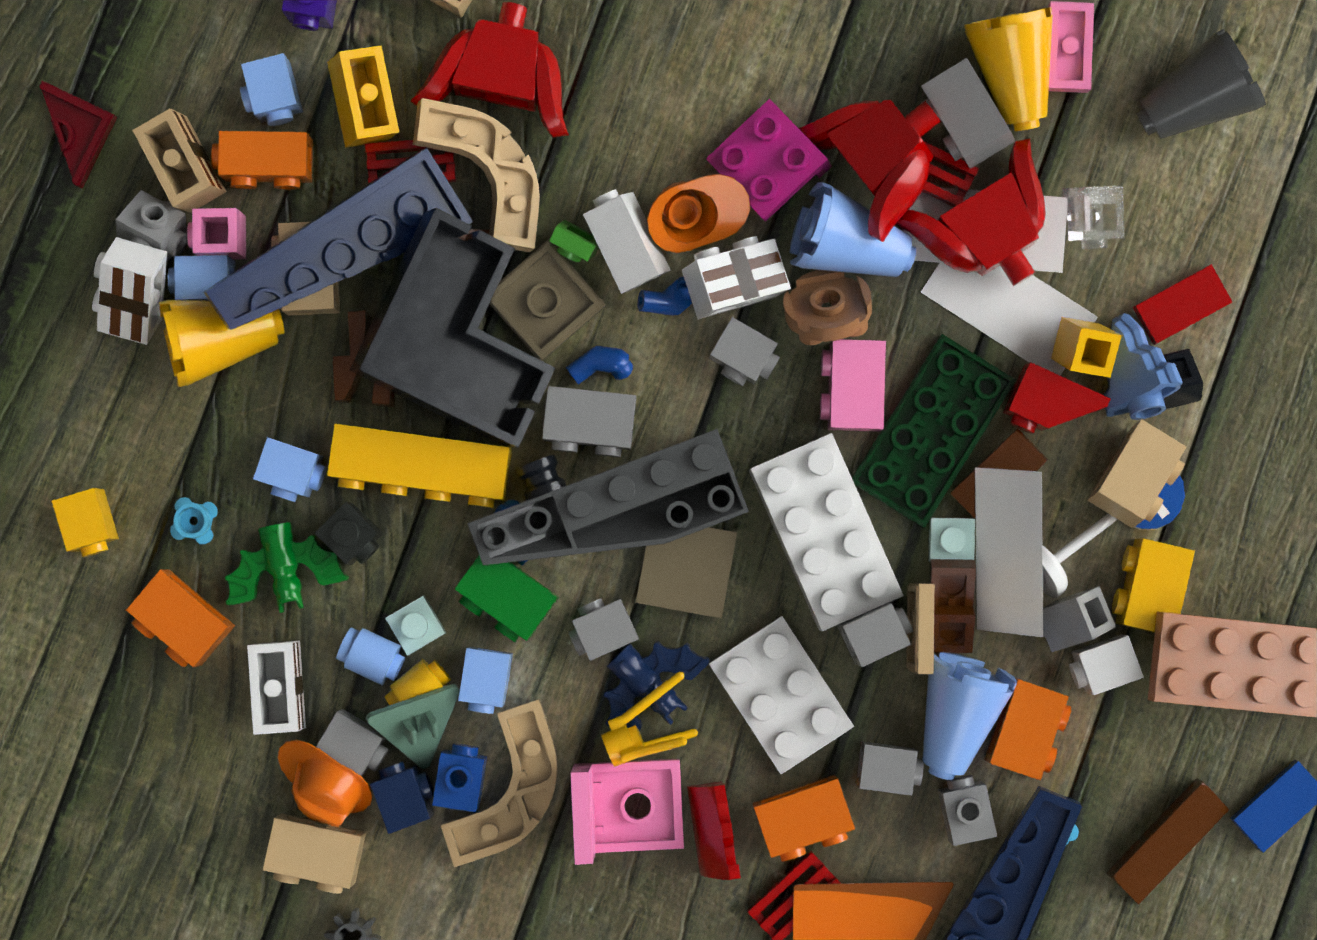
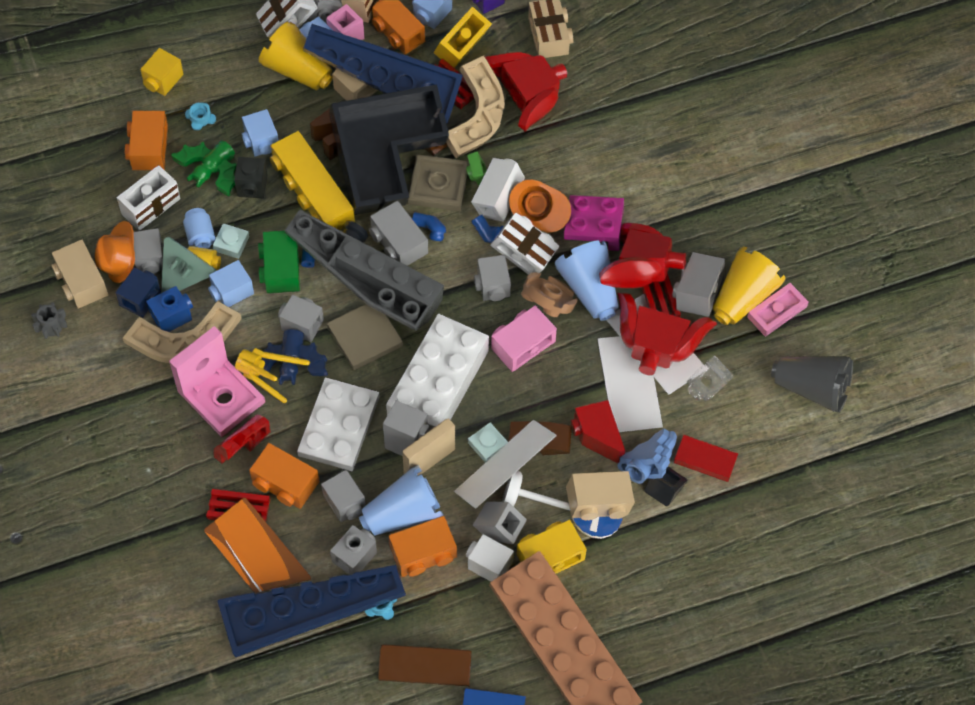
camera: 45 degrees right, 25 degrees down
(932, 430) = (533, 392): dark green tile -> none
(953, 604) = (455, 466): reddish brown slope -> none
(1086, 347) = (640, 421): yellow brick -> none

